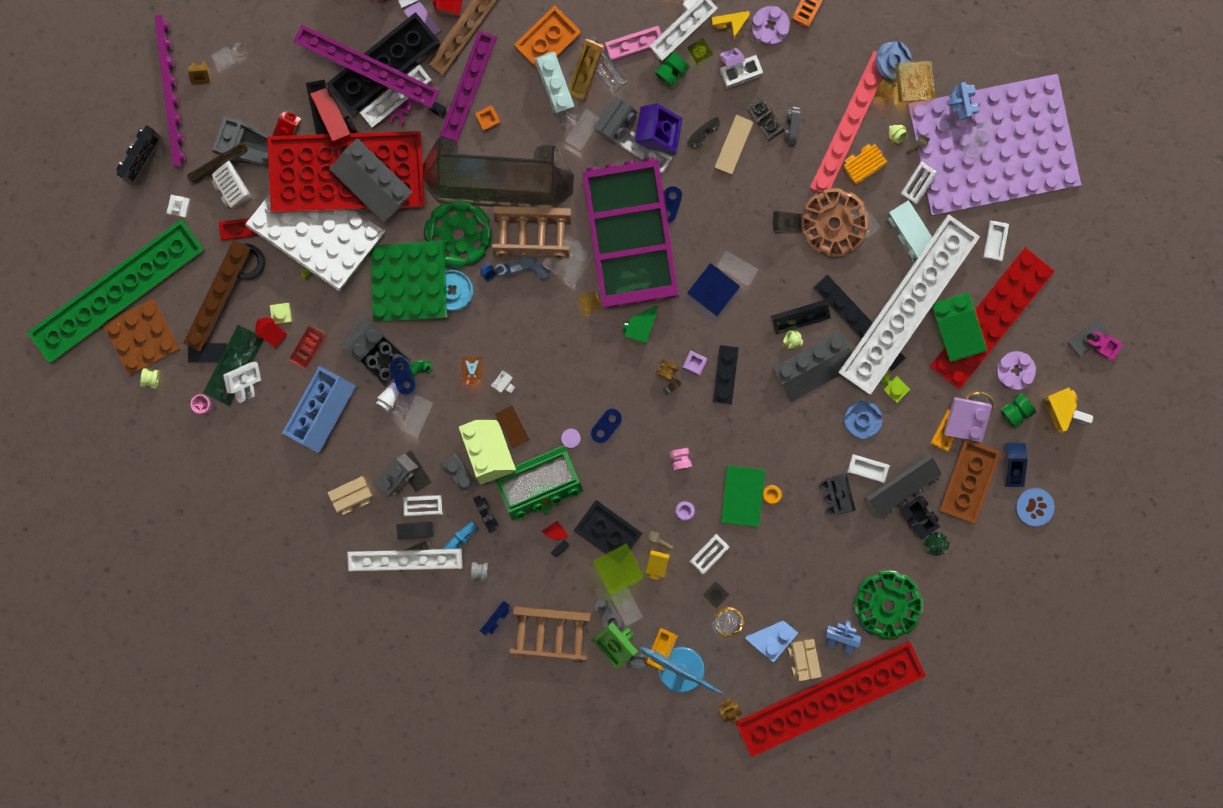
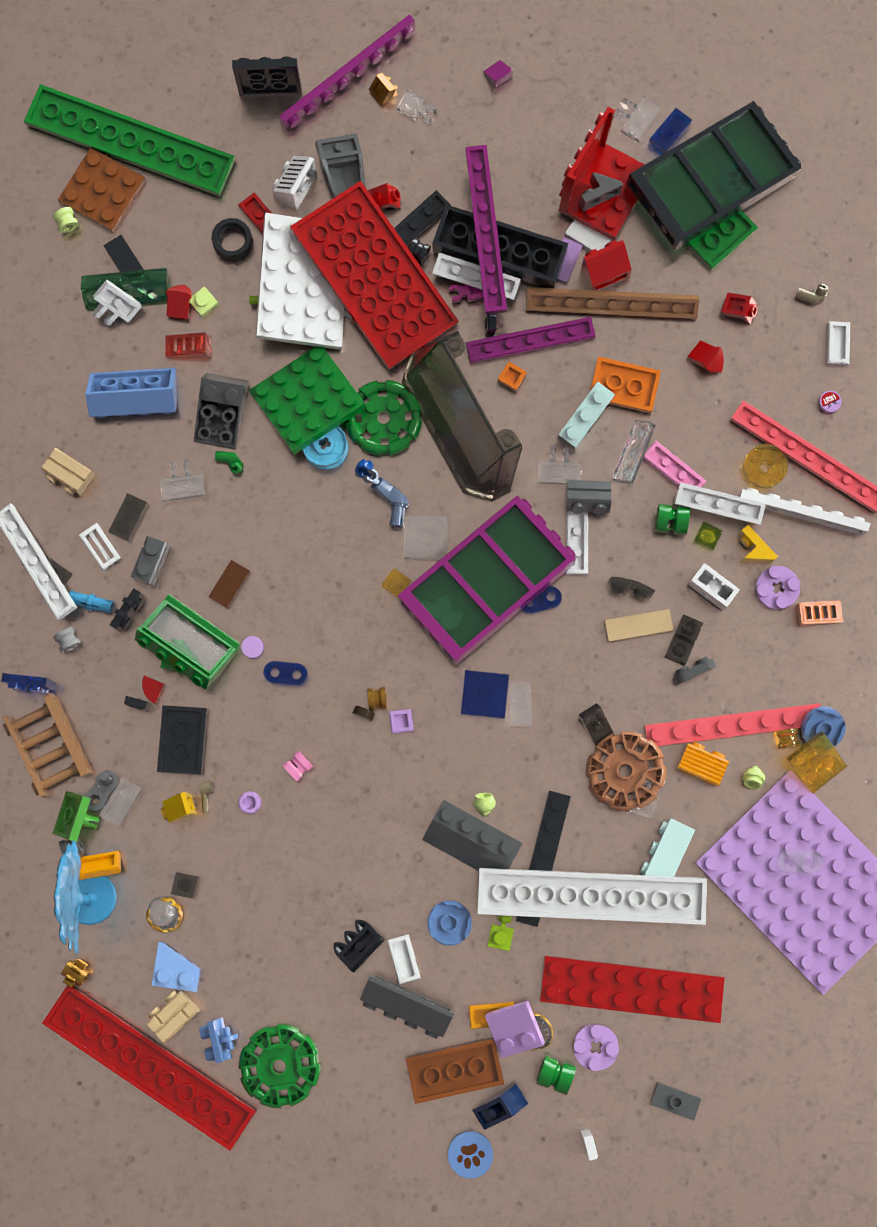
camera: 55 degrees right, 5 degrees down
(178, 206) = (246, 148): white tile -> none
(197, 404) = (66, 278): bright pink wheel -> none
(217, 162) = (300, 150): dark brown axle -> none
(217, 295) = (181, 231): reddish brown plate -> none
(330, 115) = (418, 228): tile -> none
(370, 180) = (379, 301): dark grey slope -> none
(388, 397) = (184, 449): white cone -> none
(395, 475) = (110, 501): dark grey brick -> none
(403, 375) = (211, 447): clear blue plate -> none
(414, 530) = (68, 552): black tyre -> none
(472, 370) = (260, 511): clear orange brick -> none
(487, 450) = (189, 572): yellowish green slope -> none
(502, 382) = (266, 547): white tile -> none
(526, 215) = (442, 470): medium nougat fence -> none
(585, 69) = (618, 437): pearl gold plate -> none
(618, 569) = (150, 773): clear neon green tile -> none
(640, 325) = (405, 645): green slope -> none
(658, 128) = (606, 542): dark purple slope -> none
(720, 542) = (240, 857): white tile -> none
(725, 374) = (408, 758): black plate -> none
(732, 57) = (722, 568): lavender tile -> none
(743, 496) = (299, 850): green tile -> none
(772, 494) = (318, 878): light orange tile -> none
(801, 316) = (512, 796): black plate -> none
(916, 200) = (719, 838): white tile -> none
(919, 517) = (385, 1043): black cylinder -> none
(922, 141) = (761, 806): dark tan hand -> none
(937, 544) = (370, 1077): clear green gear -> none
(959, 327) = (602, 961): green slope -> none
(961, 101) = (826, 820): medium blue hips -> none
(995, 241) = (711, 943): white tile -> none
(1061, 408) = (586, 1119): yellow slope -> none
(1106, 345) = (679, 1124): dark pink plate -> none

